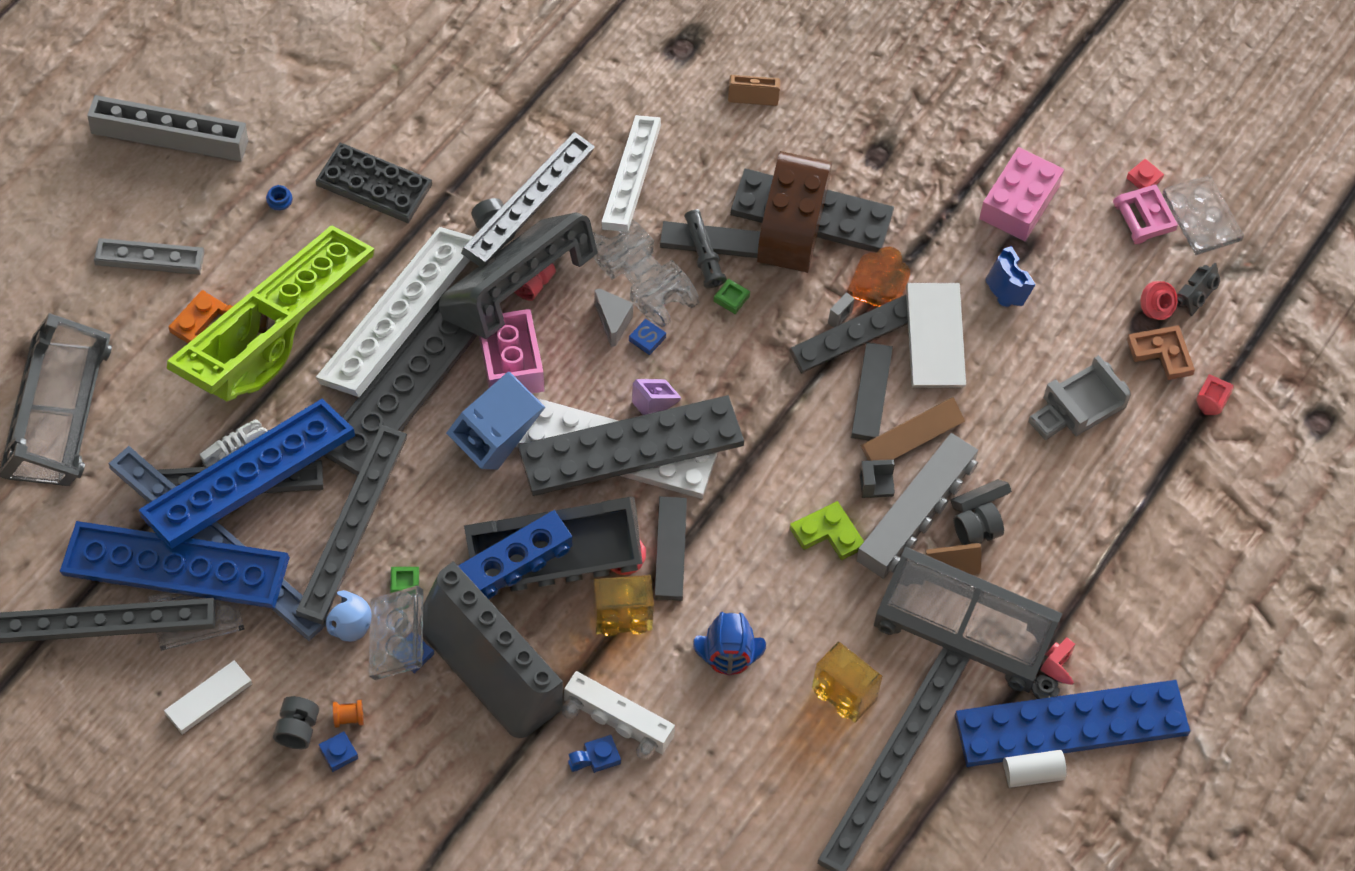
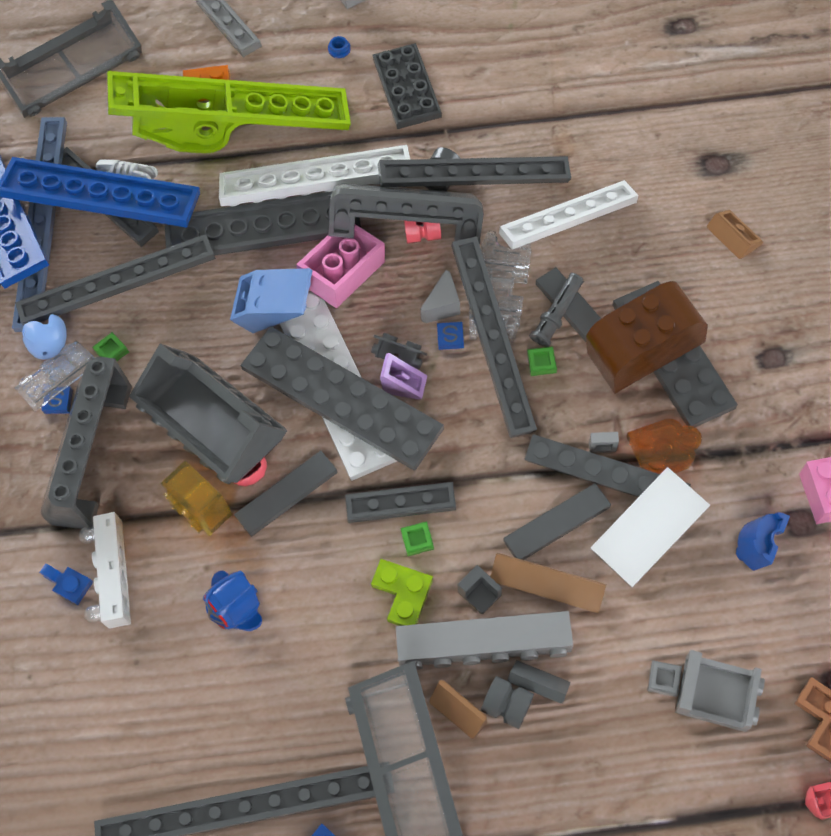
camera: 60 degrees right, 5 degrees up
(547, 529) = (128, 381): blue brick -> none
(616, 383) = (408, 353): none -> dark grey hinge
(687, 304) = (493, 337): none -> dark grey plate
(755, 478) = (400, 502): none -> dark grey tile
(795, 490) = (417, 538): none -> bright green tile
(846, 682) = (263, 714): clear yellow brick -> none

